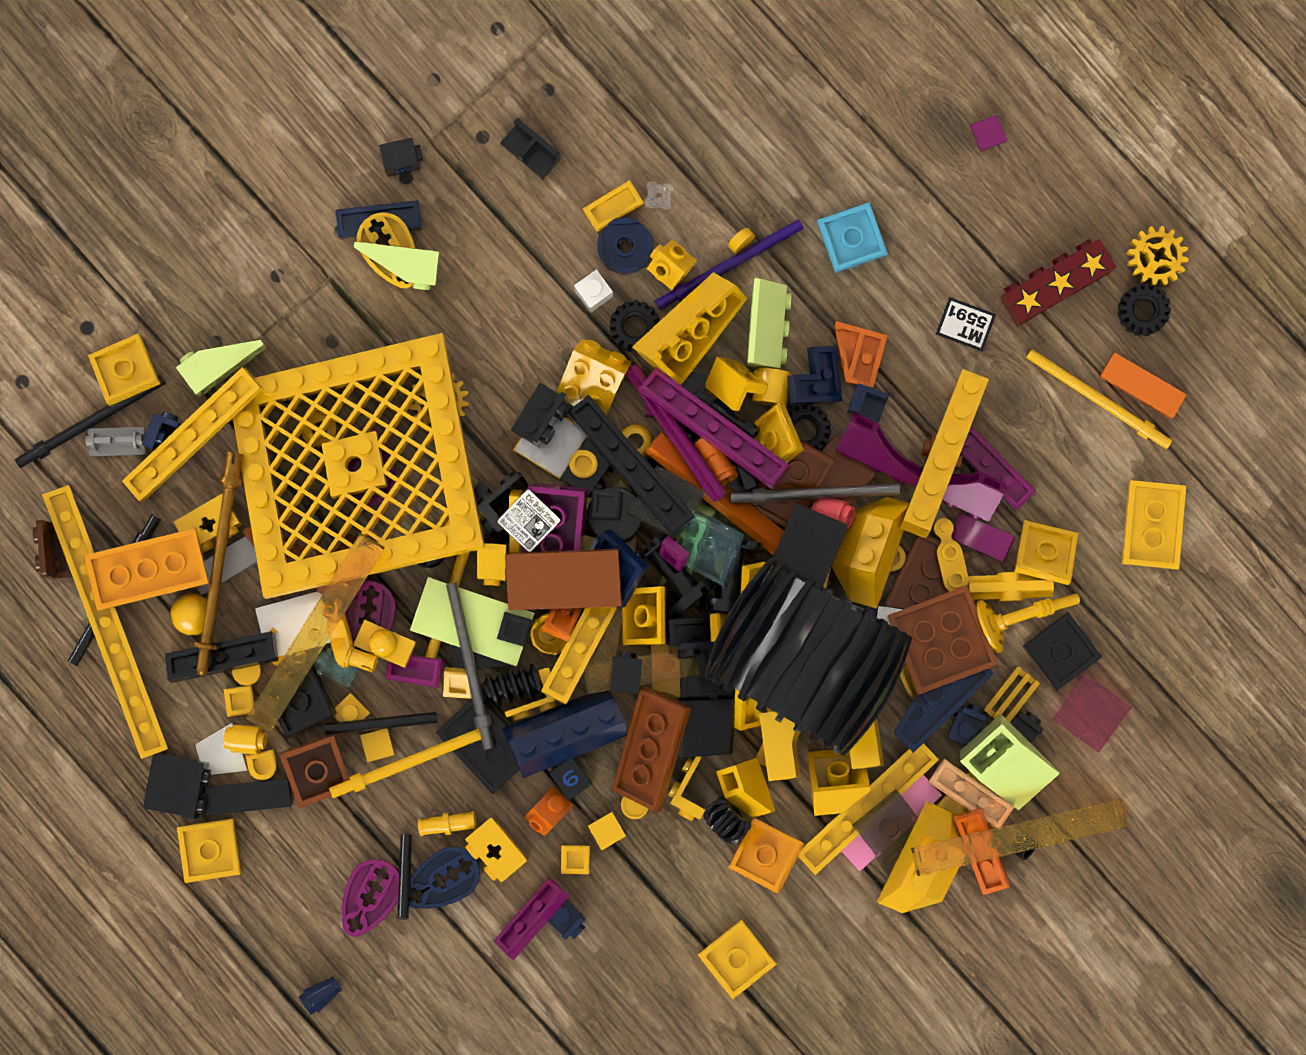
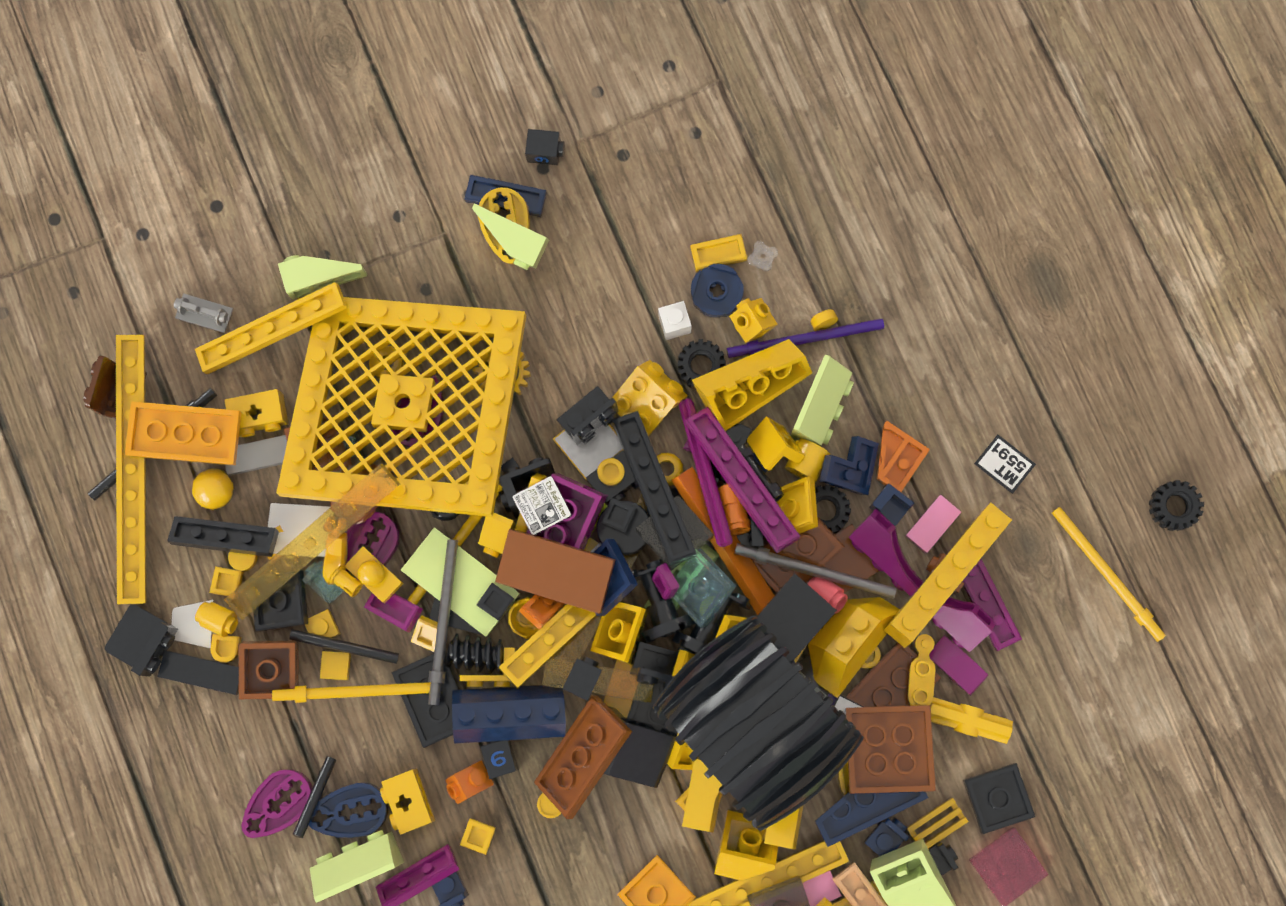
camera: 25 degrees right, 5 degrees down
(43, 449) = (137, 298): black bar -> none
(124, 369) = (233, 252): yellow tile -> none
(156, 430) = (242, 314): dark blue bracket -> none
(209, 850) = (148, 710): yellow tile -> none
(230, 482) = (287, 381): pearl gold bar -> none
(319, 995) = (196, 881): dark blue cone -> none
(447, 823) = (371, 761): yellow pin -> none
(467, 926) = (354, 865): none -> yellowish green slope
(531, 149) = (662, 178): black panel -> none
(607, 830) = (516, 819): yellow tile -> none
(686, 808) = (598, 825): yellow bracket -> none
(727, 820) = (630, 850): black gear -> none
(746, 787) = (659, 824): yellow slope -> none
(852, 237) = (926, 351): medium azure tile -> none
(914, 407) = (933, 524): none -> bright pink tile
(988, 133) = (1081, 298): magenta tile -> none
(994, 625) = (944, 751): yellow dish -> none
(1046, 552) = (1014, 700): yellow tile -> none
(1058, 282) = (1103, 453): dark red brick -> none
(1143, 385) = (1153, 575): orange tile -> none
(1147, 251) = (1196, 455): yellow gear -> none
(1153, 525) = (1123, 708): yellow plate -> none

